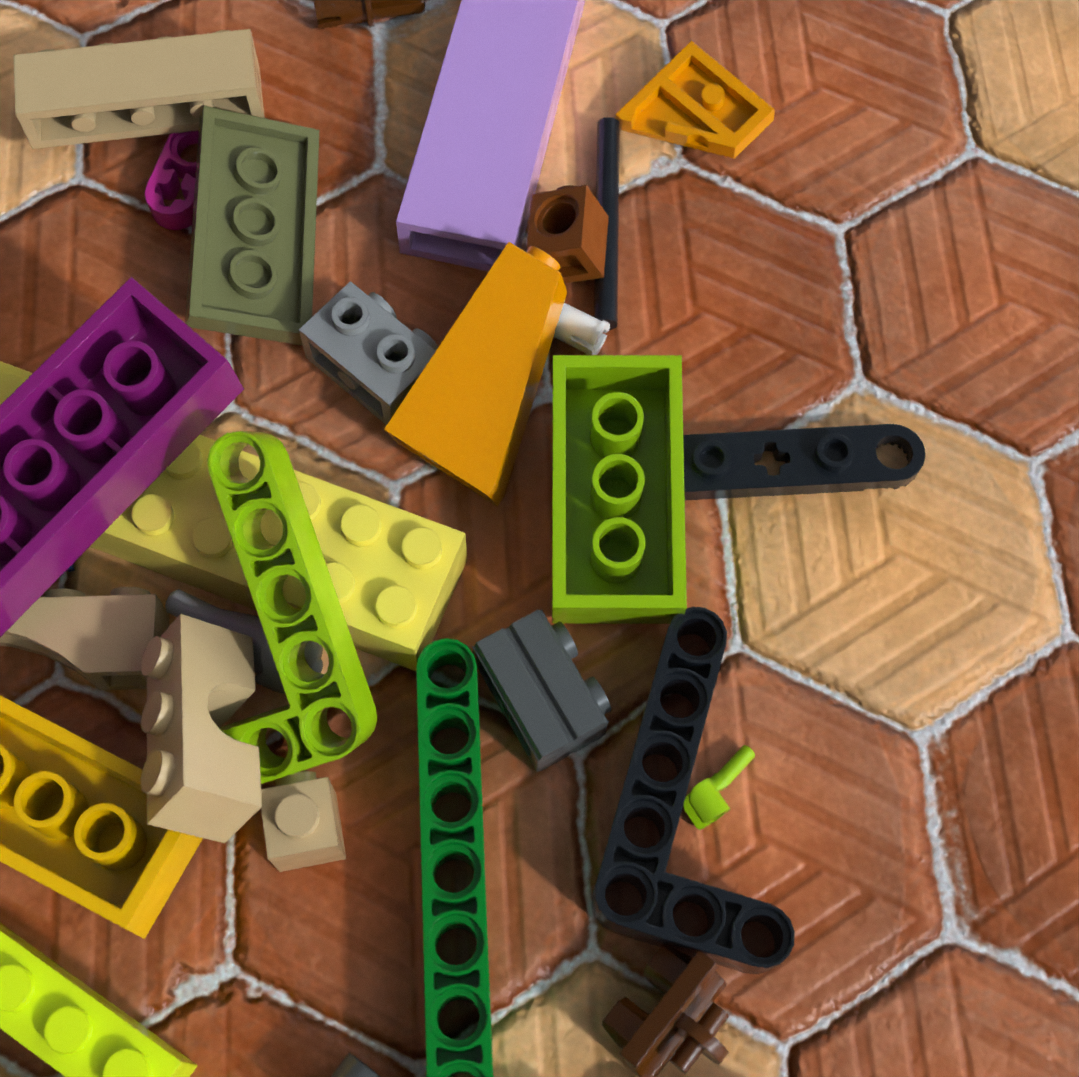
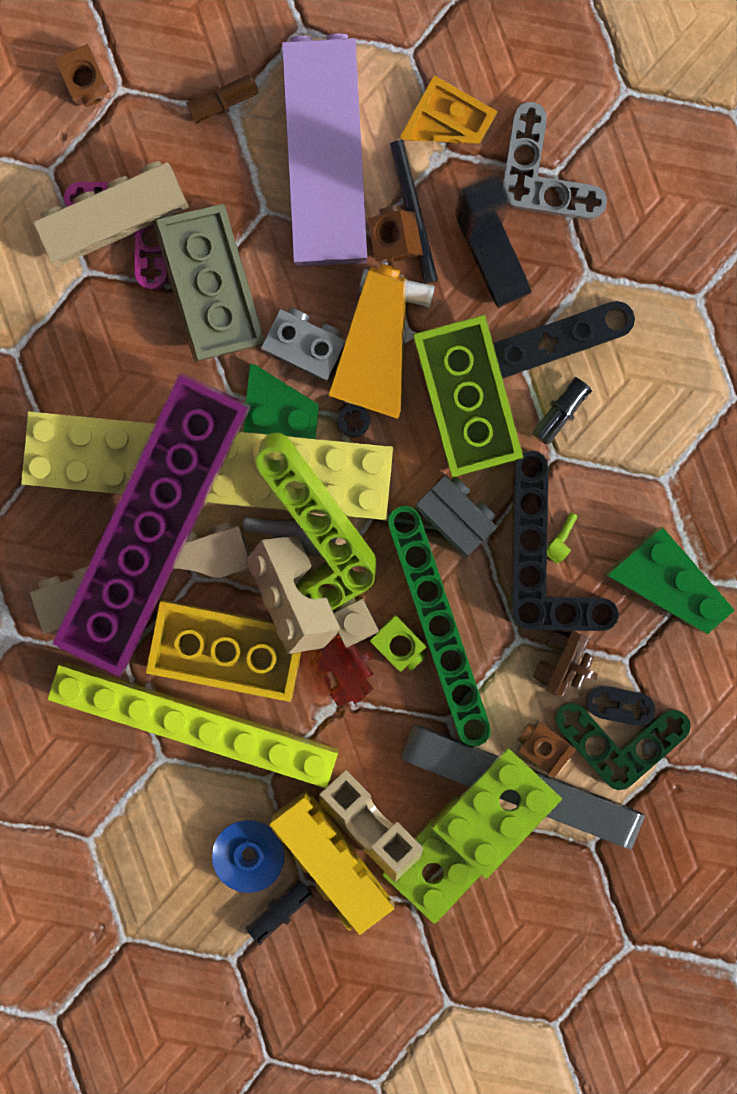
camera: 15 degrees left, 20 degrees up
(264, 910) = (348, 667): none -> clear red hips
(307, 430) = (278, 407): none -> green wing
(349, 867) = (394, 628): none -> lime brick
(416, 474) = (364, 417): none -> black bush
(712, 220) = (481, 217): none -> black beam
(771, 568) = (562, 410): none -> black axle
(809, 232) = (538, 185): none -> light grey beam
(906, 917) = (672, 581): none -> green wedge

